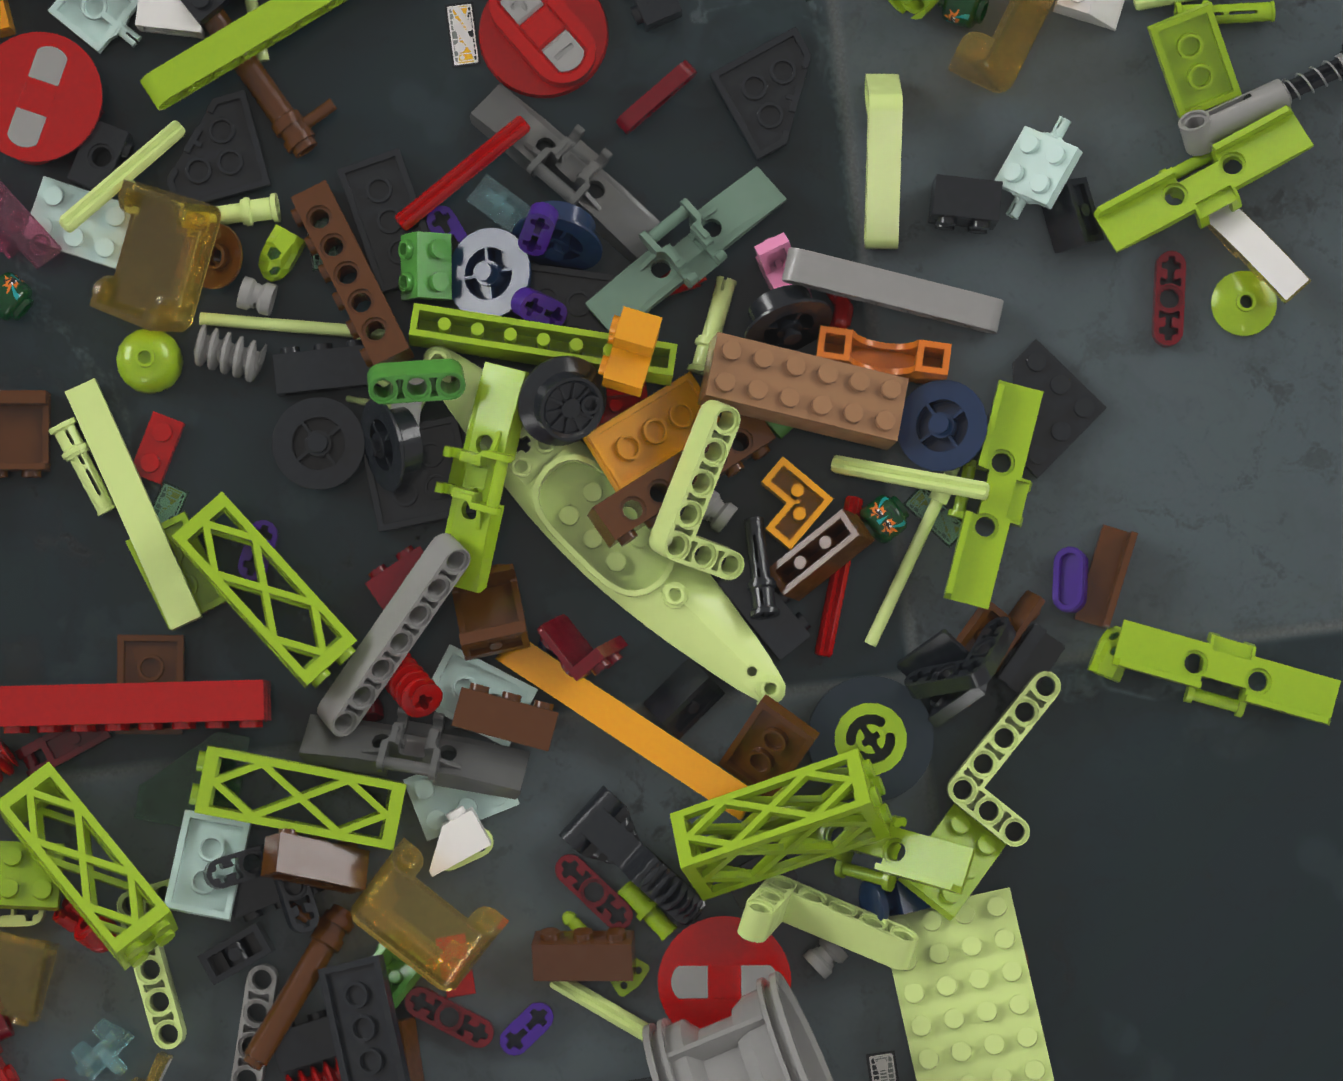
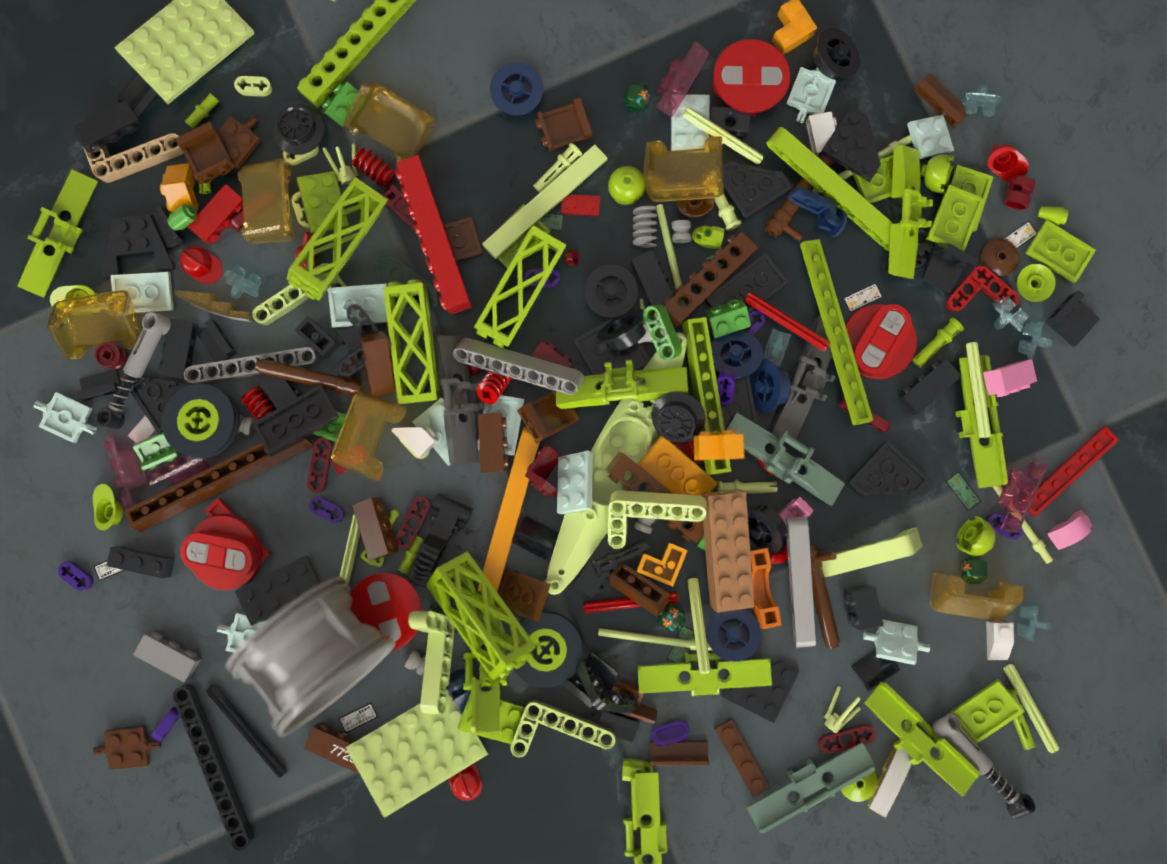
camera: 75 degrees right, 0 degrees up
(240, 490) = (571, 257): none -> dark red hinge
(312, 48) = (828, 217): none -> dark blue piece
(505, 98) = (836, 332): none -> lime plate
(539, 229) = (770, 372): dark purple beam -> none
(614, 603) = (575, 482): none -> light aqua plate
(928, 264) = (821, 597): none -> reddish brown cylinder
(1046, 938) = (466, 783): none -> red piece
(1135, 307) = (836, 722): none -> yellowish green plant
(1146, 477) = (742, 758): none -> reddish brown plate
(1213, 318) = (777, 807): none -> sand green piece

